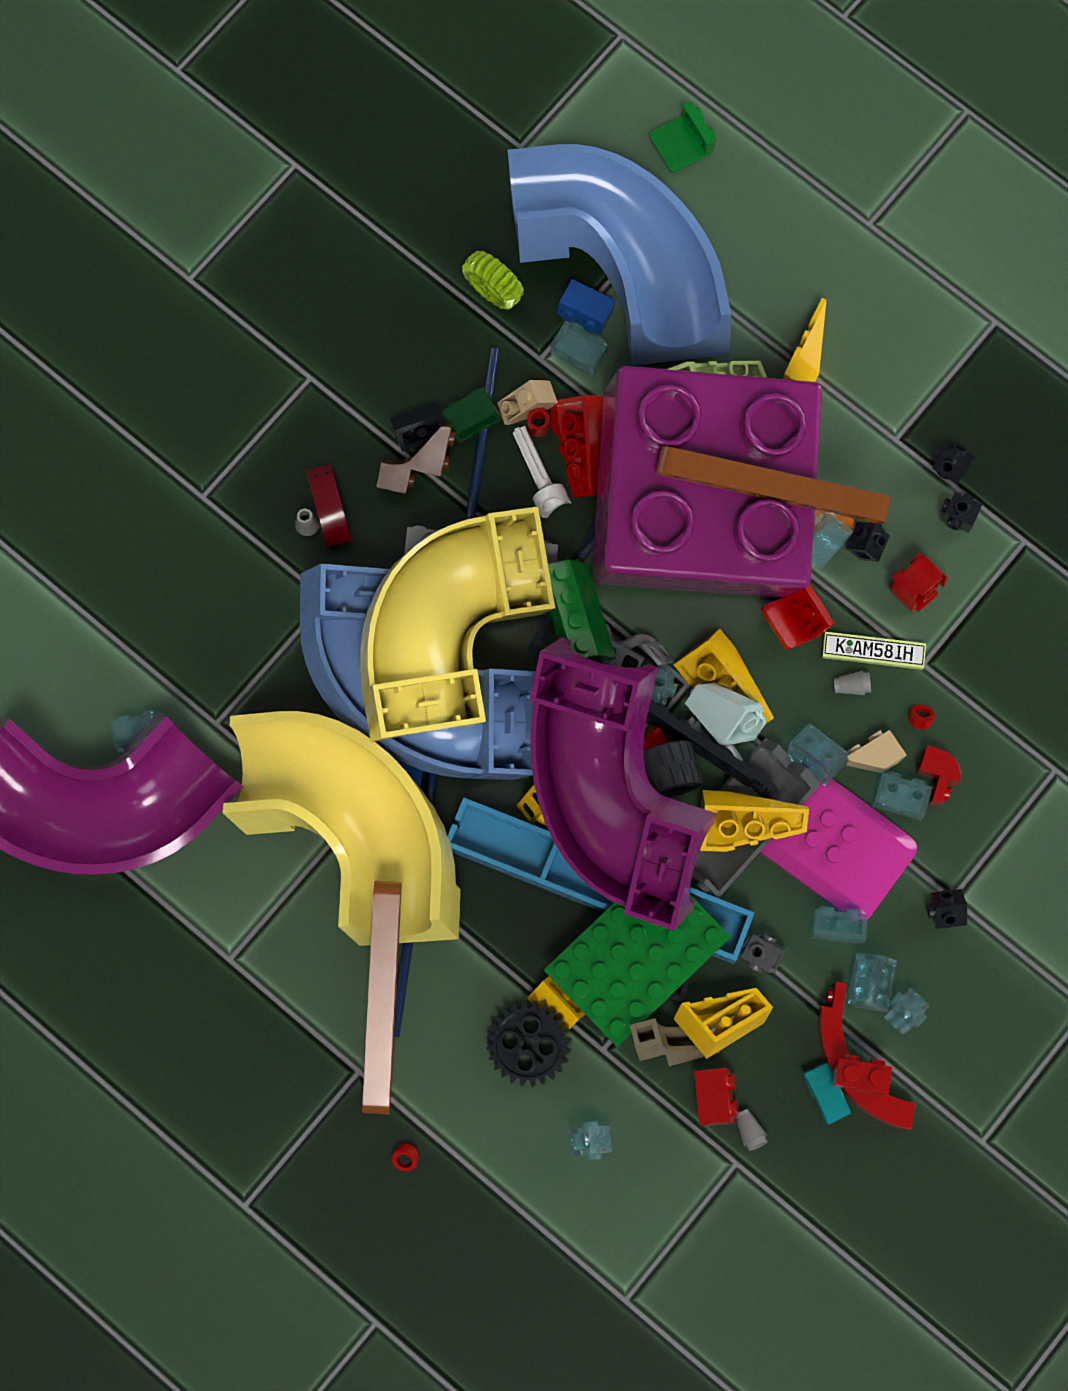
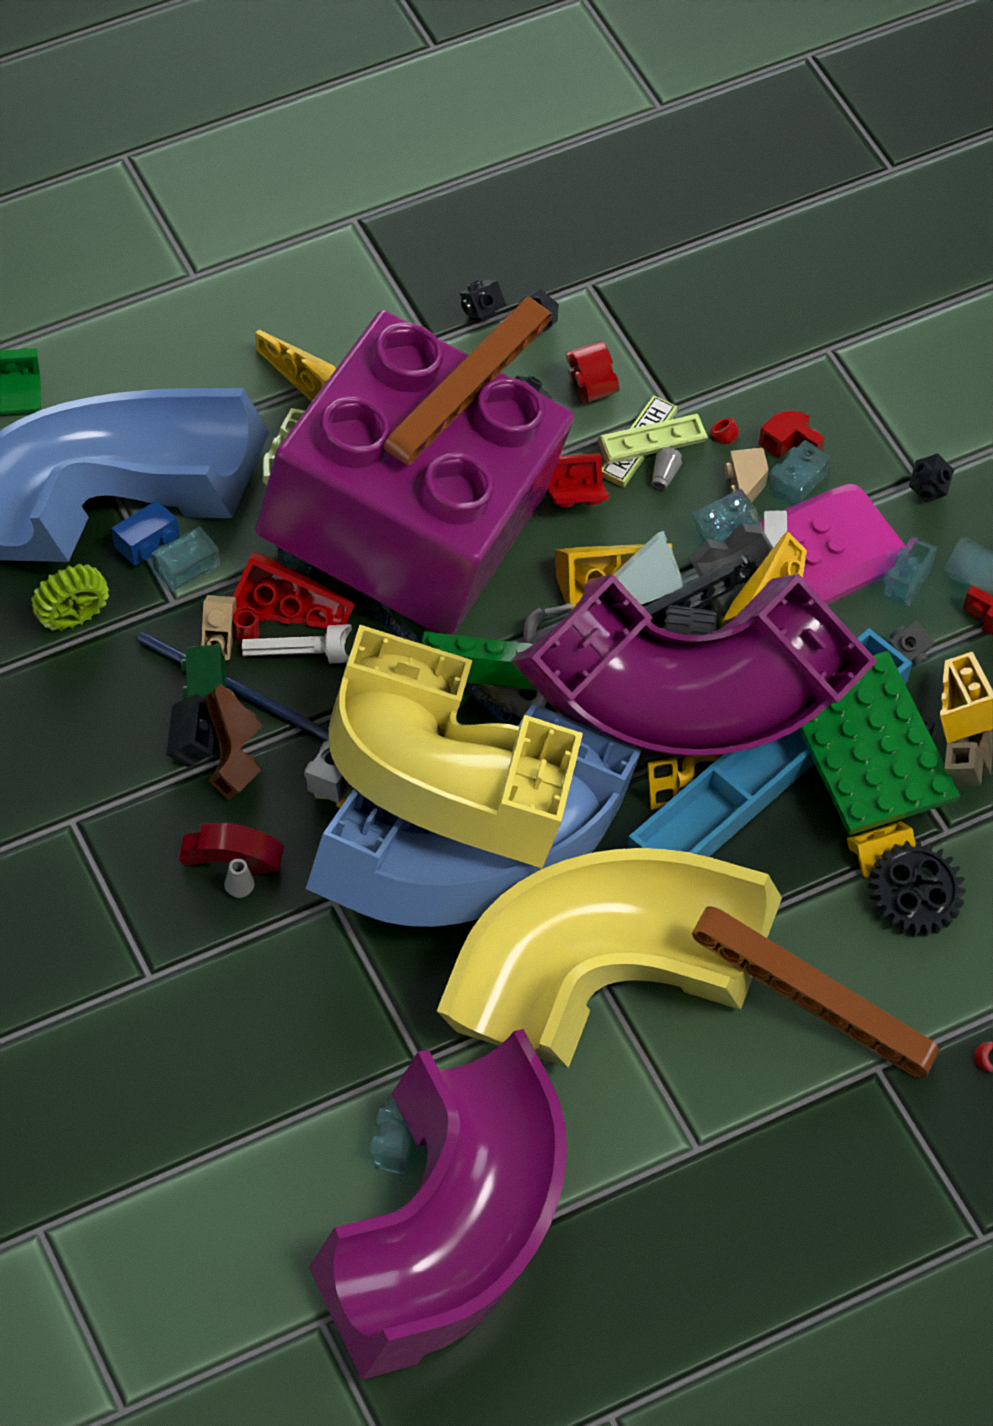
camera: 70 degrees left, 20 degrees down
(825, 799) = (775, 525): none -> white sticker
(876, 661) = (652, 438): none -> yellowish green tile

